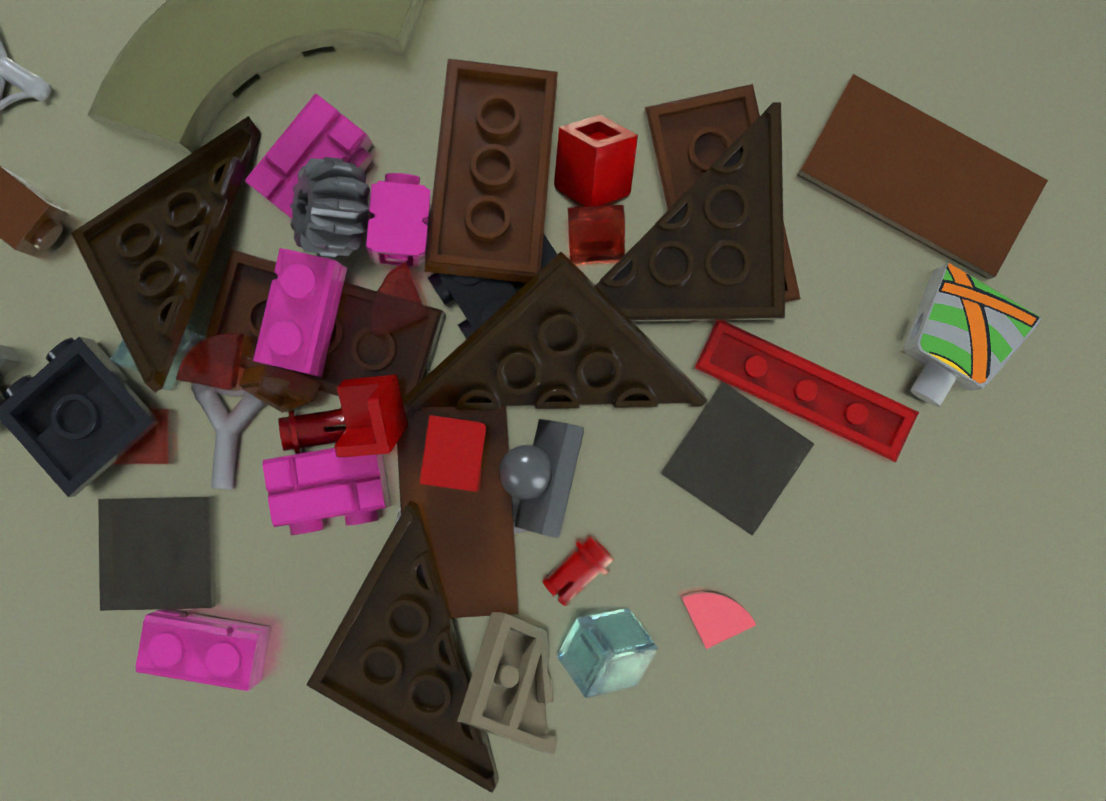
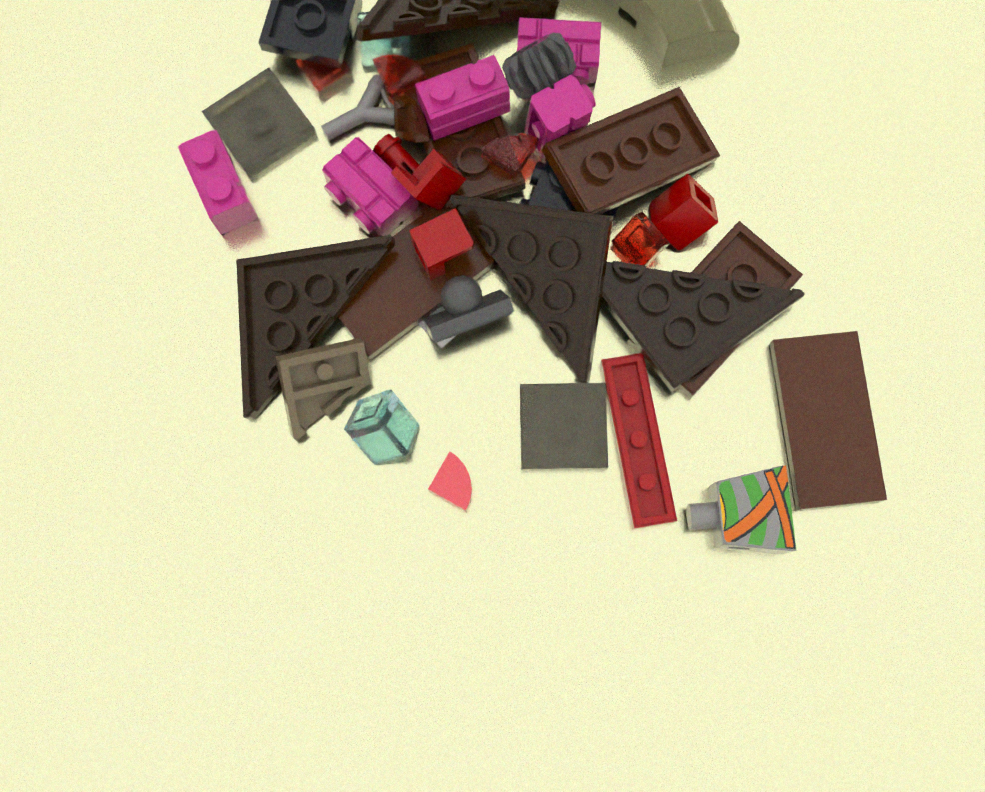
camera: 55 degrees right, 10 degrees down
(578, 570) = (424, 375): red pin -> none

